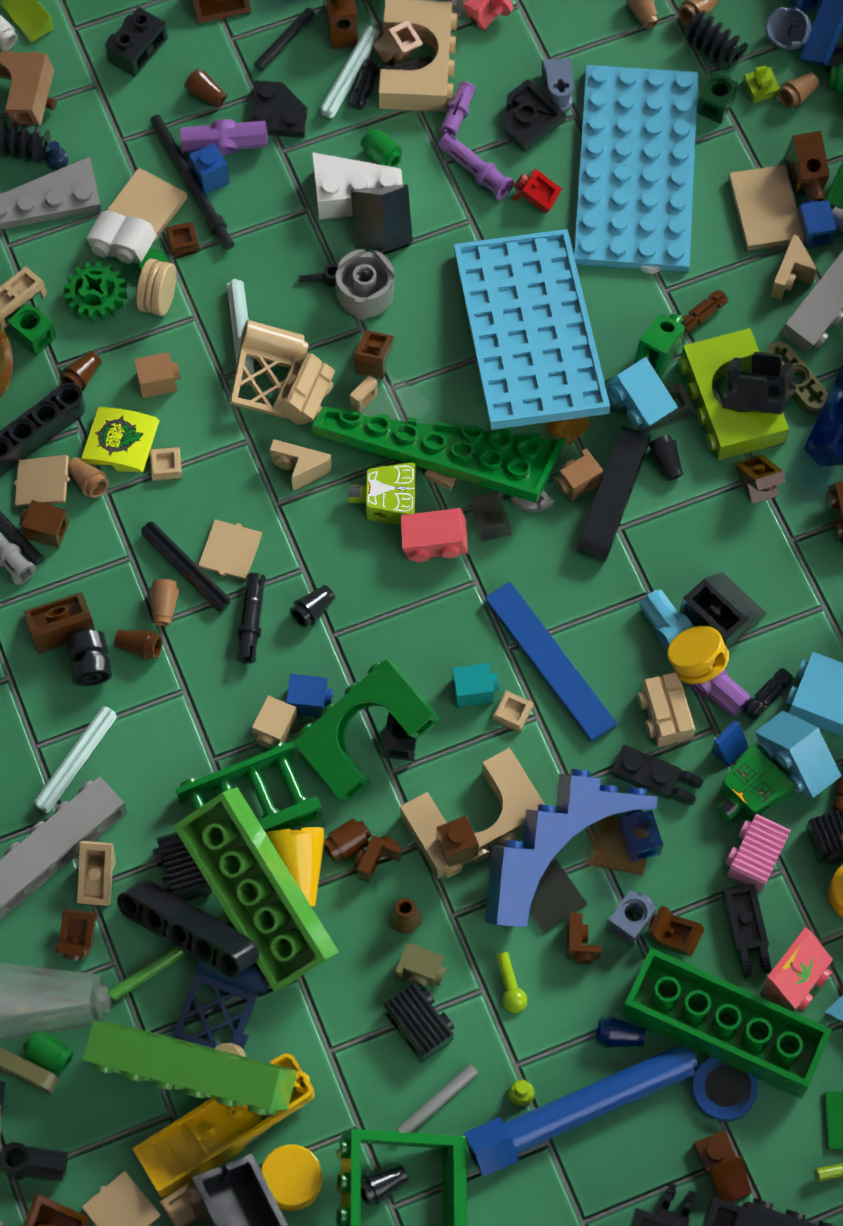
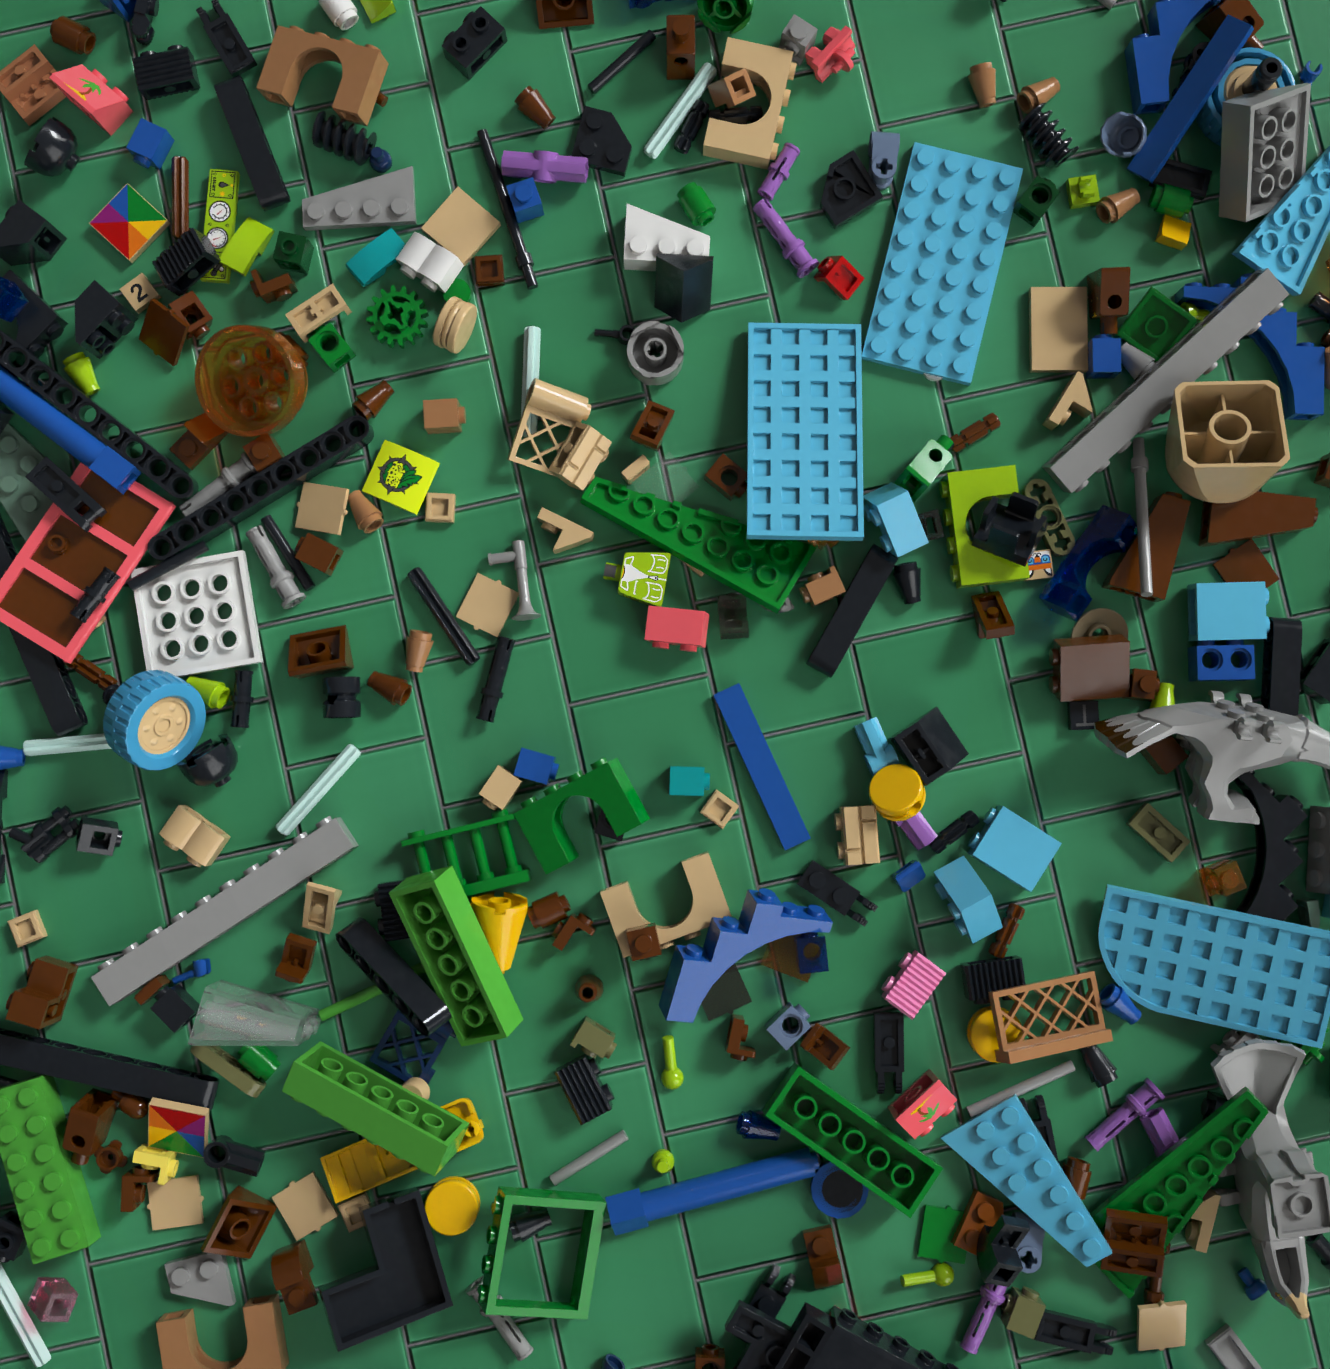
camera: 10 degrees right, 20 degrees up
(64, 242) = (375, 257): none -> teal slope
(272, 546) = (518, 556): none -> light grey piece
(311, 606) = (553, 677): black cone -> none
(455, 377) = (722, 466): none -> brick
(753, 786) = (921, 921): green torso -> none
(798, 423) = (1040, 565): none -> tile

